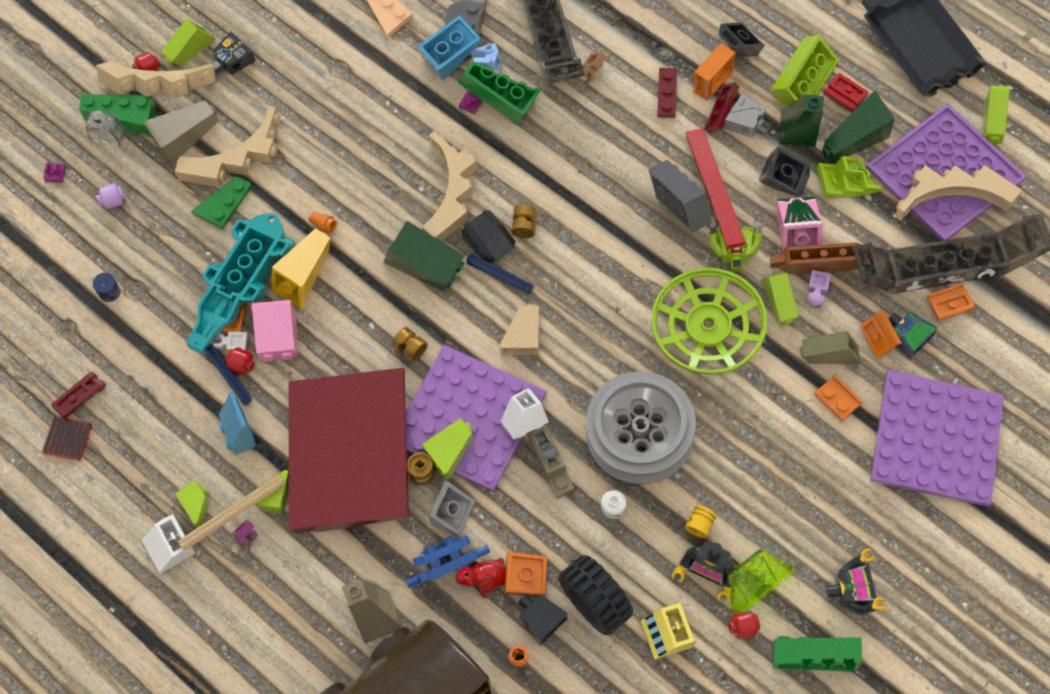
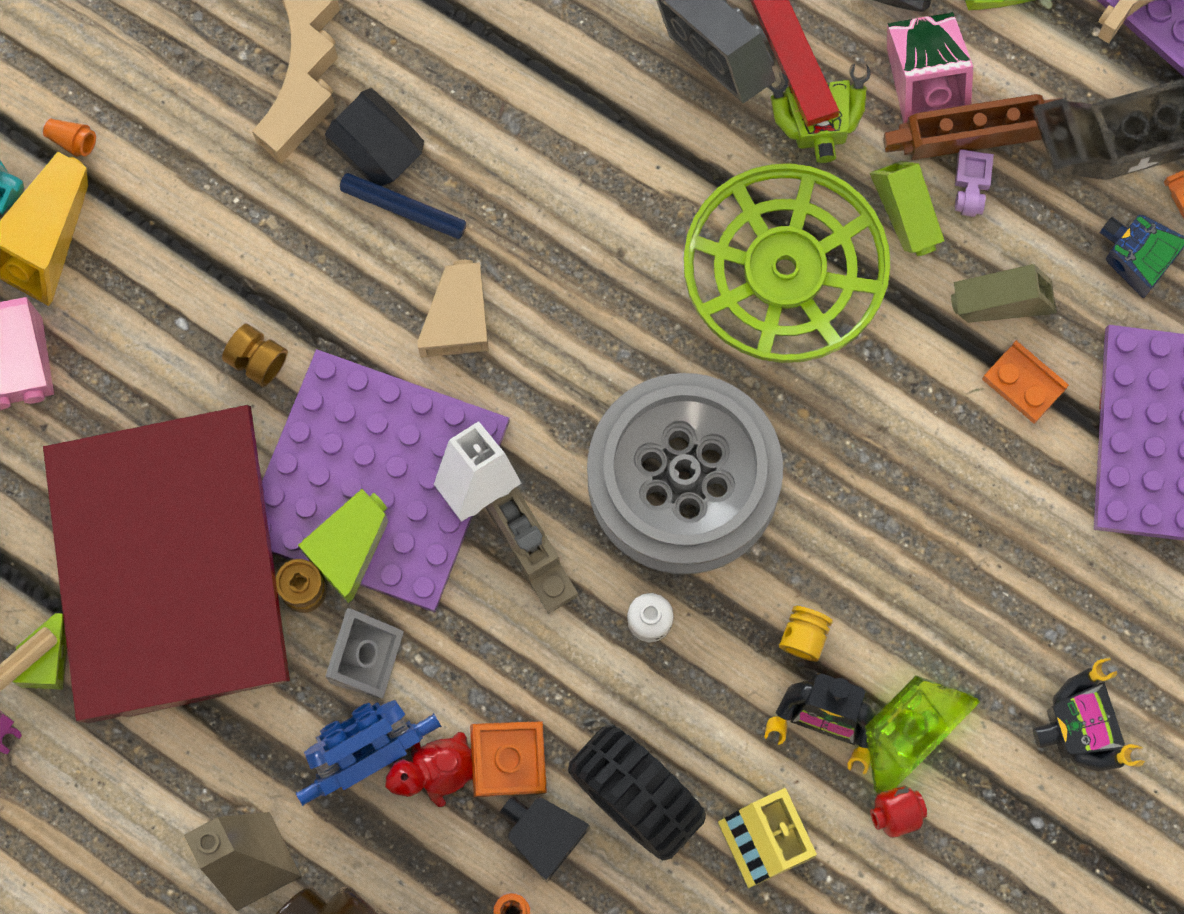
camera: 10 degrees left, 10 degrees up
(424, 257) = (263, 188): dark green slope -> none
(524, 221) = (436, 104): pearl gold wheel -> none
(817, 653) = (1029, 851): green wedge -> none
(880, 334) = (1090, 259): orange plate -> none

